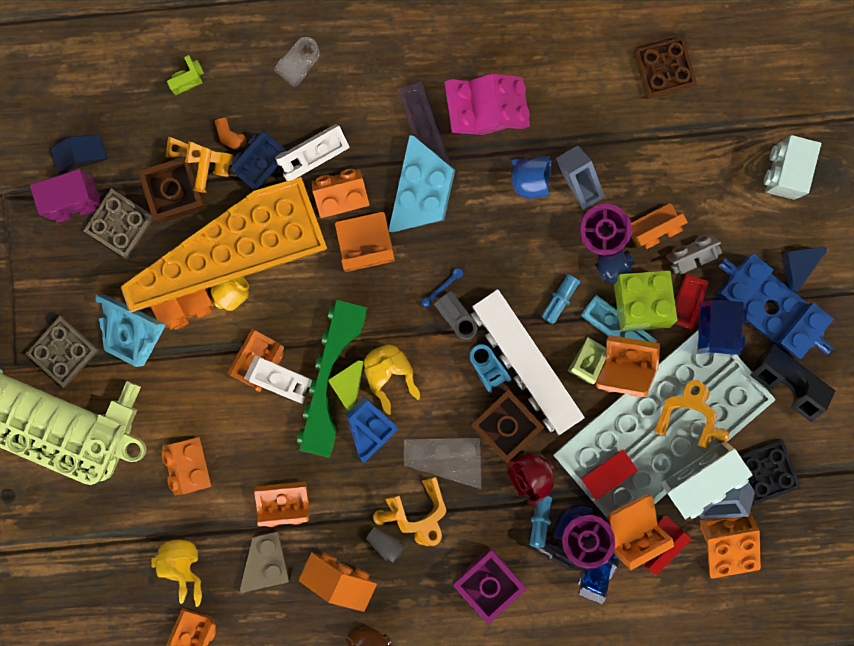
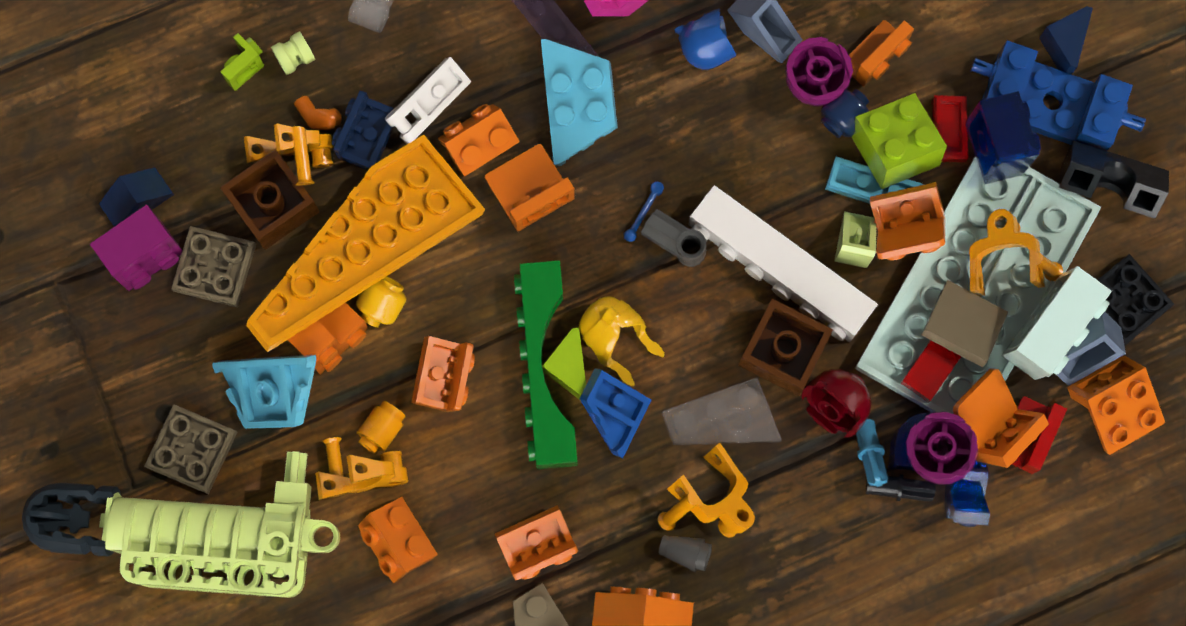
camera: 20 degrees left, 10 degrees down
(170, 416) = (383, 473): none -> light orange piece
(200, 383) = (380, 427): none -> light orange brick
(225, 82) = (293, 53): none -> yellowish green wheel
(277, 379) = (479, 384): white plate -> none
(489, 368) = (737, 287): dark azure piece -> none
(489, 585) = (836, 554): magenta brick -> none
(560, 298) = (794, 175): dark azure axle -> none
(641, 454) = (965, 323): none -> dark tan tile
(704, 247) = (944, 60): light grey hinge -> none

